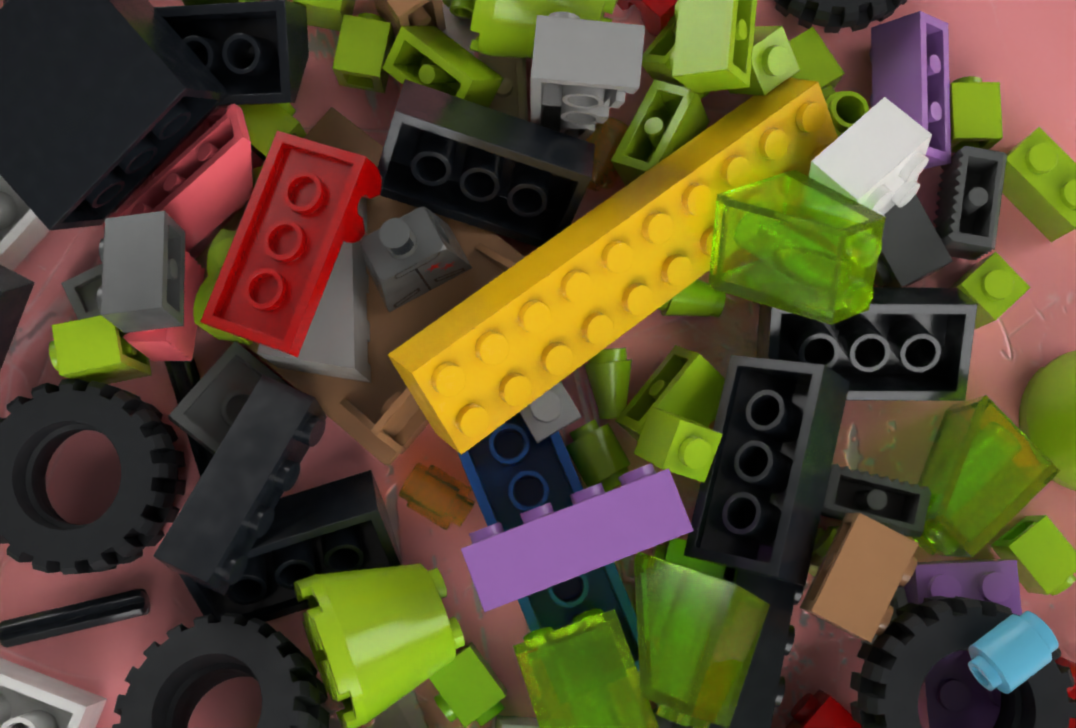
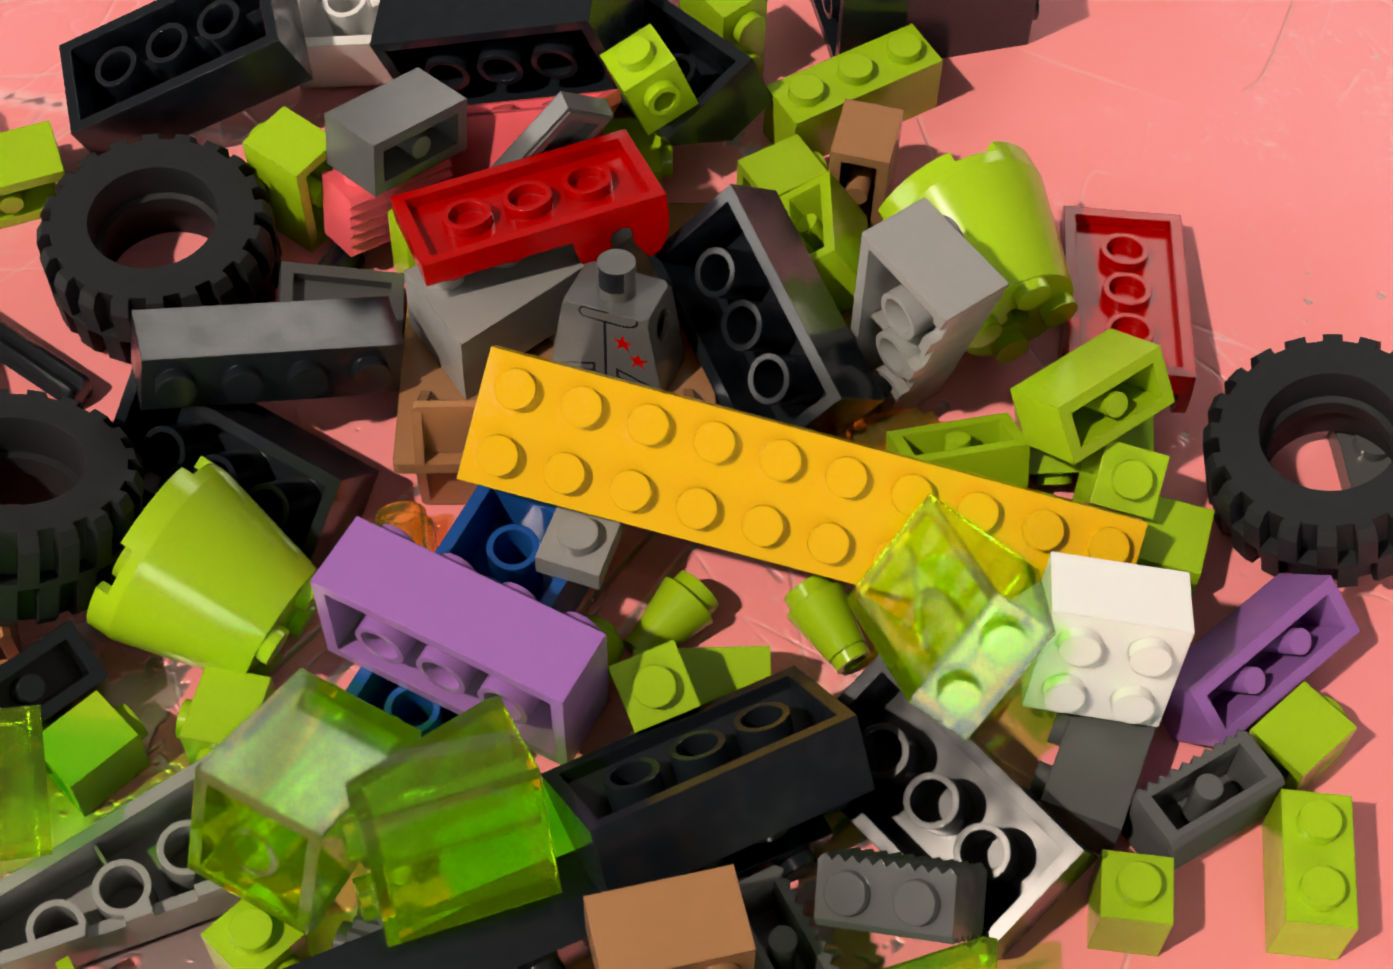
camera: 50 degrees right, 25 degrees down
(243, 176) = (562, 123): none -> dark grey tile
(244, 79) = (649, 79): none -> lime brick
(909, 418) = (900, 895): none -> dark grey brick

